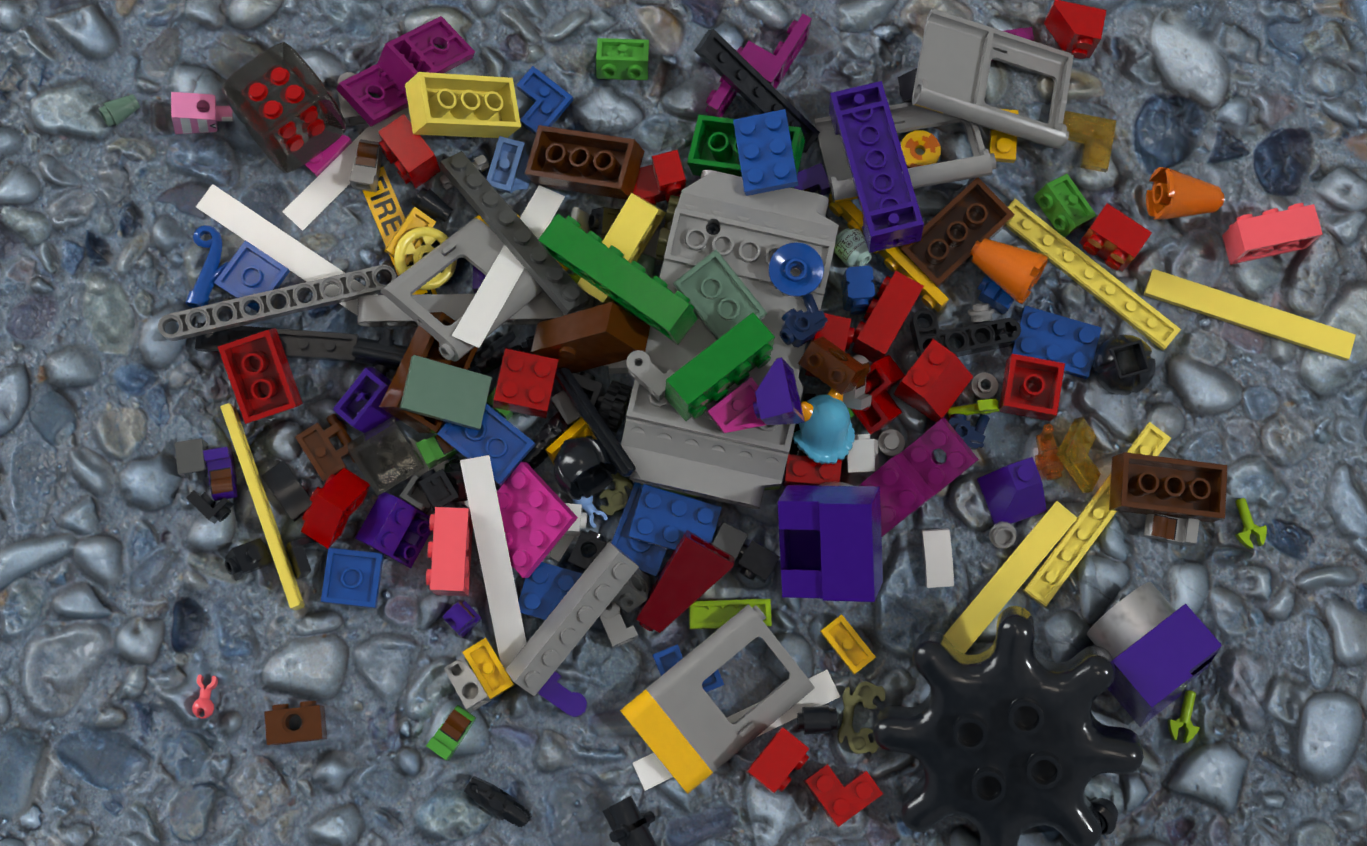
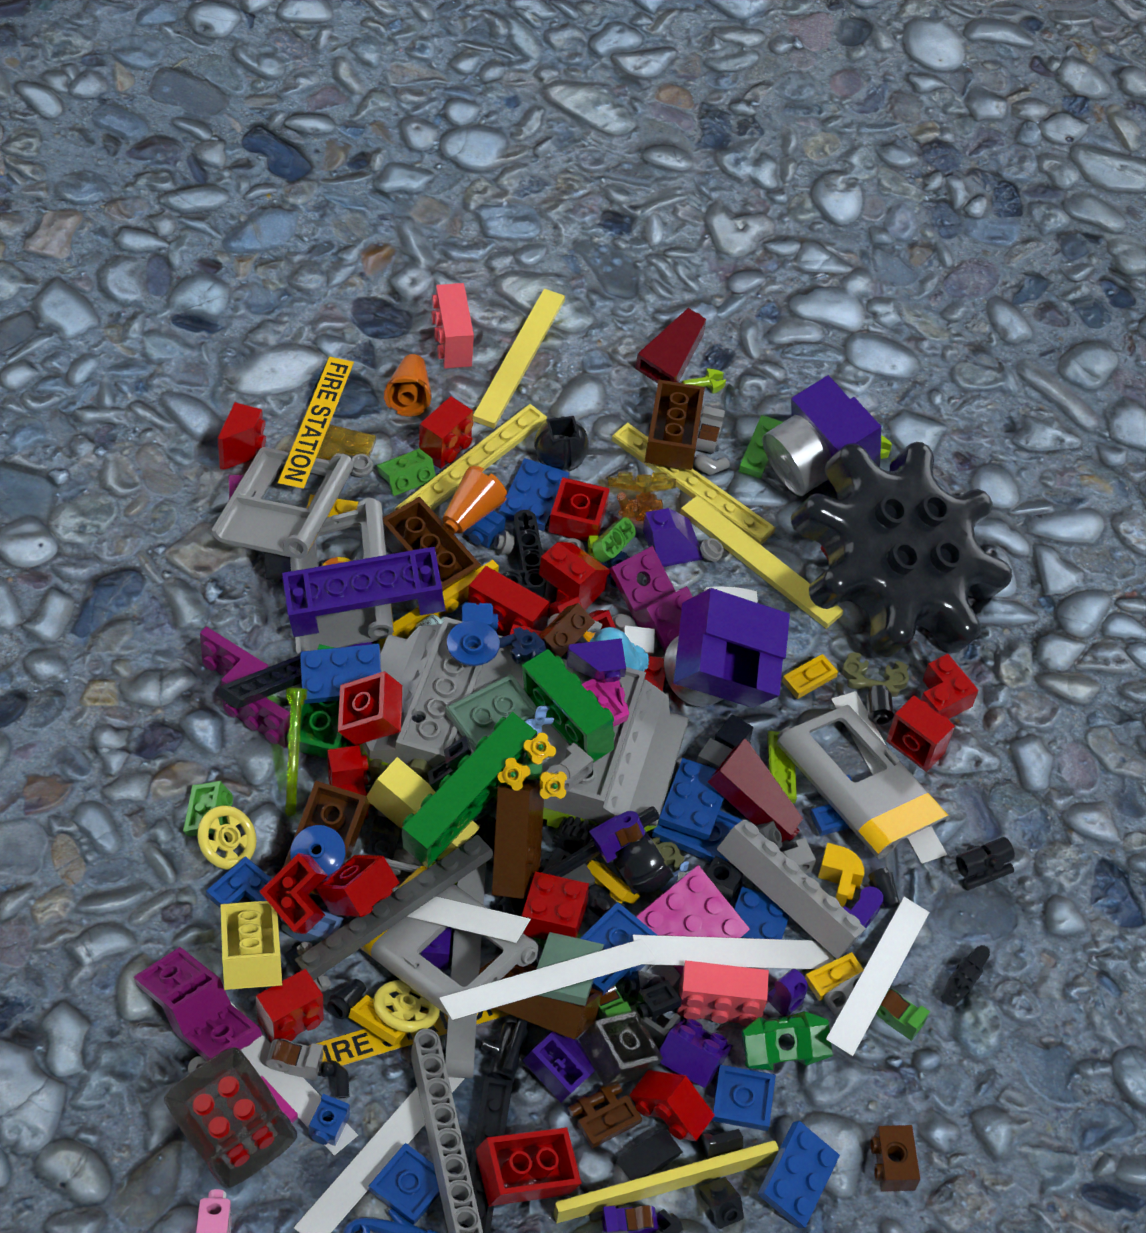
camera: 90 degrees left, 25 degrees down
(272, 629) = (798, 1174): none -> blue plate
(313, 206) = (333, 1110): none -> blue brick
(353, 207) = (337, 1074): none -> black arm
(423, 372) = (546, 979): none -> white sticker
(424, 609) = (809, 1038): none -> green piece
(483, 708) = (877, 976): none -> white sticker
(513, 135) = (290, 892): none -> red brick
(528, 193) = (358, 885): none -> red brick
(572, 161) = (332, 846): none -> blue dish
(594, 720) = (884, 881): none -> black cone
(595, 432) = (617, 833): none -> dark purple leg
(598, 56) = (209, 847): none -> light yellow plate
(613, 675) = (842, 867): none -> yellow brick
(646, 335) = (531, 768): none -> yellow plant
(651, 259) = (453, 756): none -> black slope
(703, 338) = (540, 719): none -> light blue arm
(713, 178) = (370, 708): none -> red brick
(731, 112) = (295, 698): none -> clear neon green piece
(999, 436) = (614, 539): none -> bright green beam
(1065, 158) = (362, 465): none -> light grey plate
(1117, 106) = (315, 423): none -> yellow sticker
(1123, 531) = (709, 465): none -> light grey arm
(1174, 591) = (755, 458): none -> bright green plate
(1287, 485) = (672, 349): none -> dark red slope

